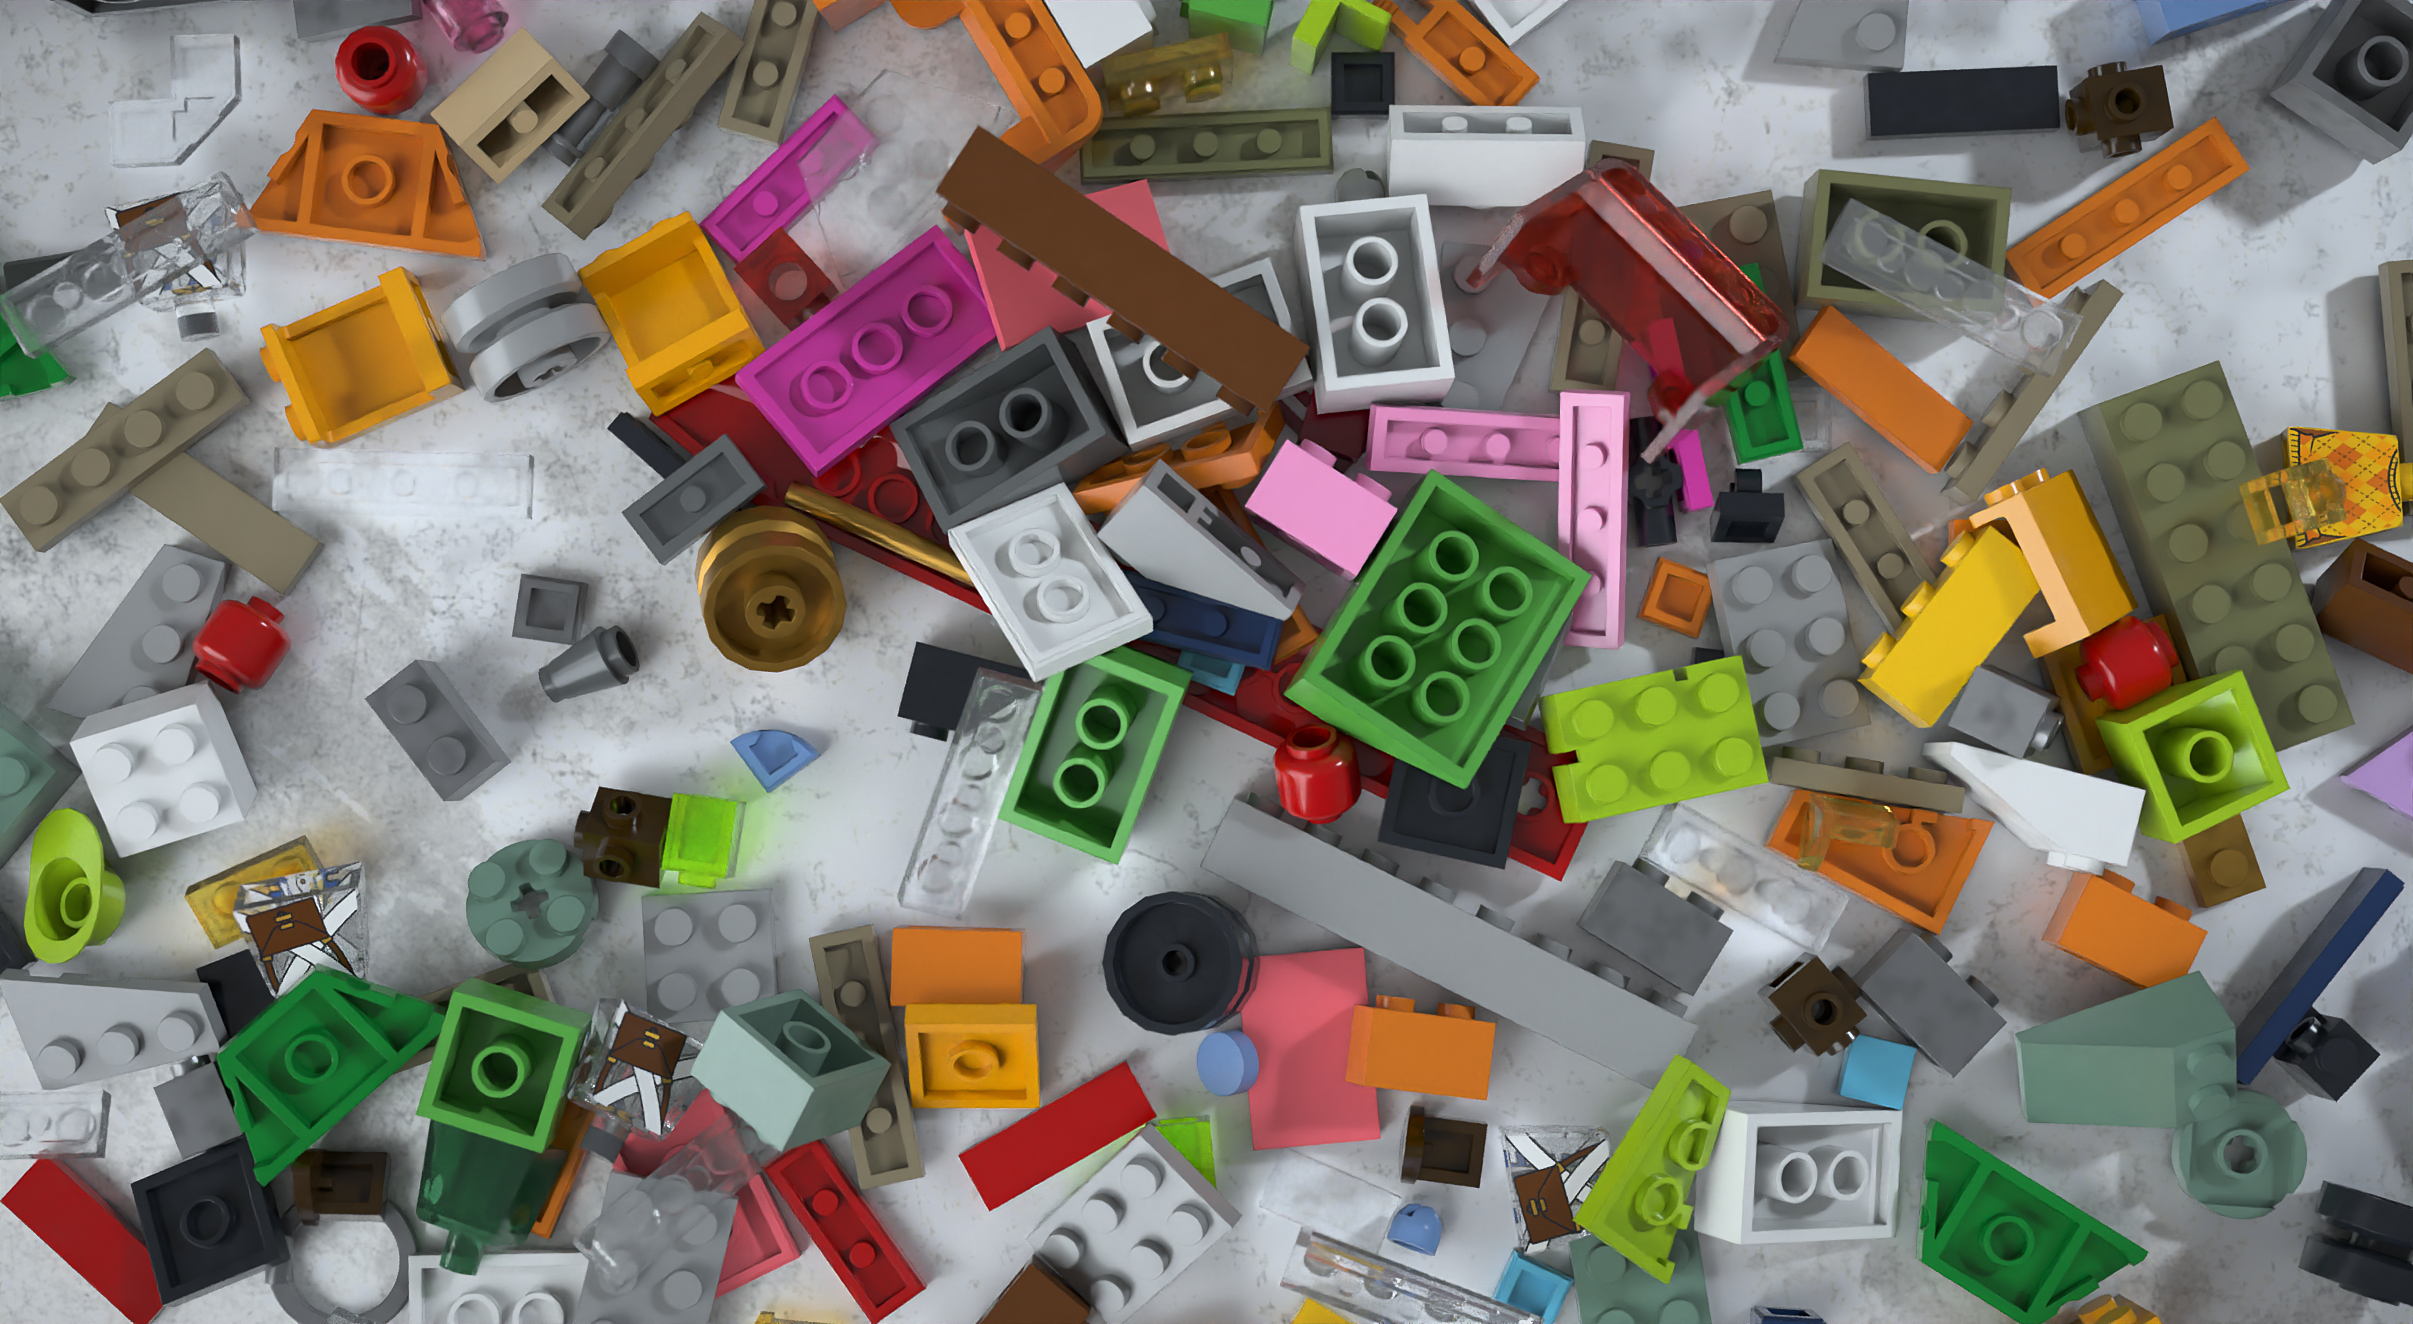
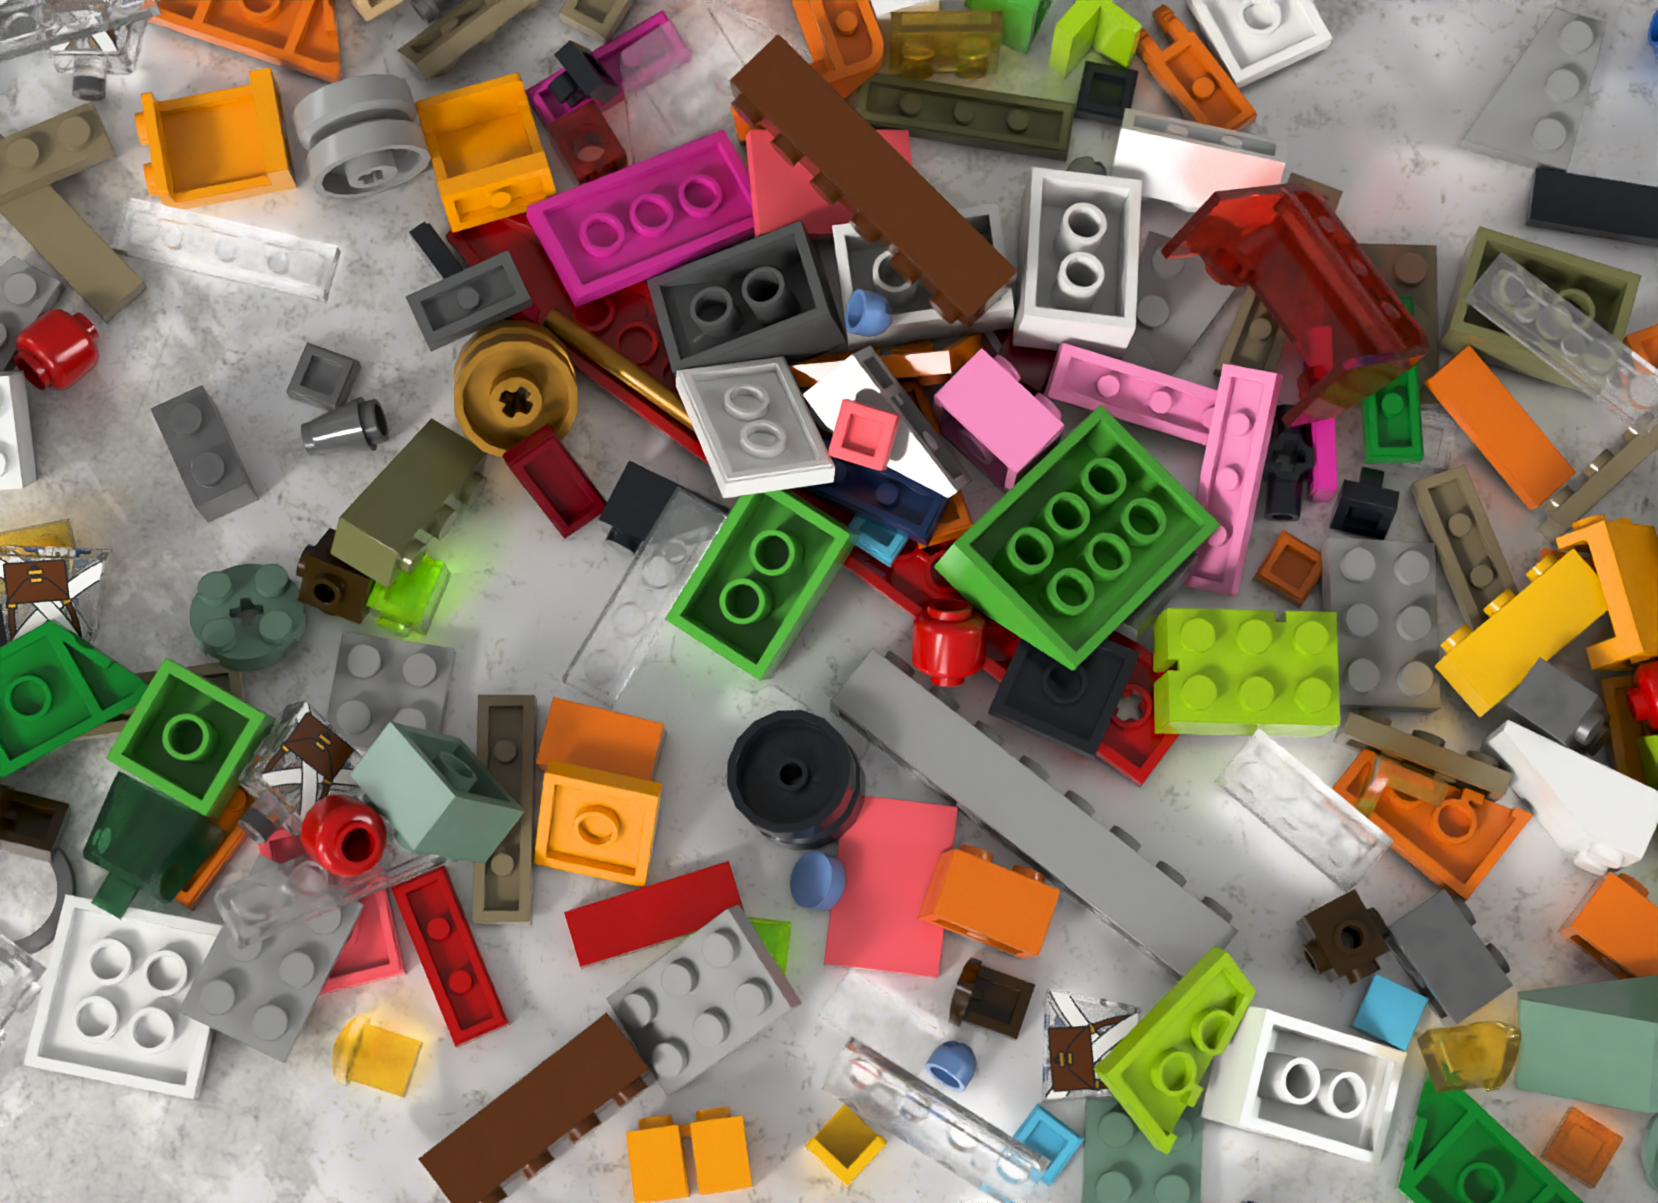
camera: 15 degrees right, 10 degrees down
(683, 747) = (410, 504): none -> olive brick
(699, 1143) = (344, 835): none -> red head
(762, 198) = (582, 77): none -> black tile
(774, 755) = (485, 539): medium blue tile -> none
(839, 681) = (555, 480): none -> dark red tile
(1148, 423) = (867, 313): none -> medium blue hinge
(1177, 574) = (864, 434): none -> coral plate
(1656, 926) = (1218, 840): flat silver brick -> none
(1974, 1103) = (1470, 1055): none -> clear yellow tile
(2108, 1171) = (1581, 1147): none -> clear orange tile

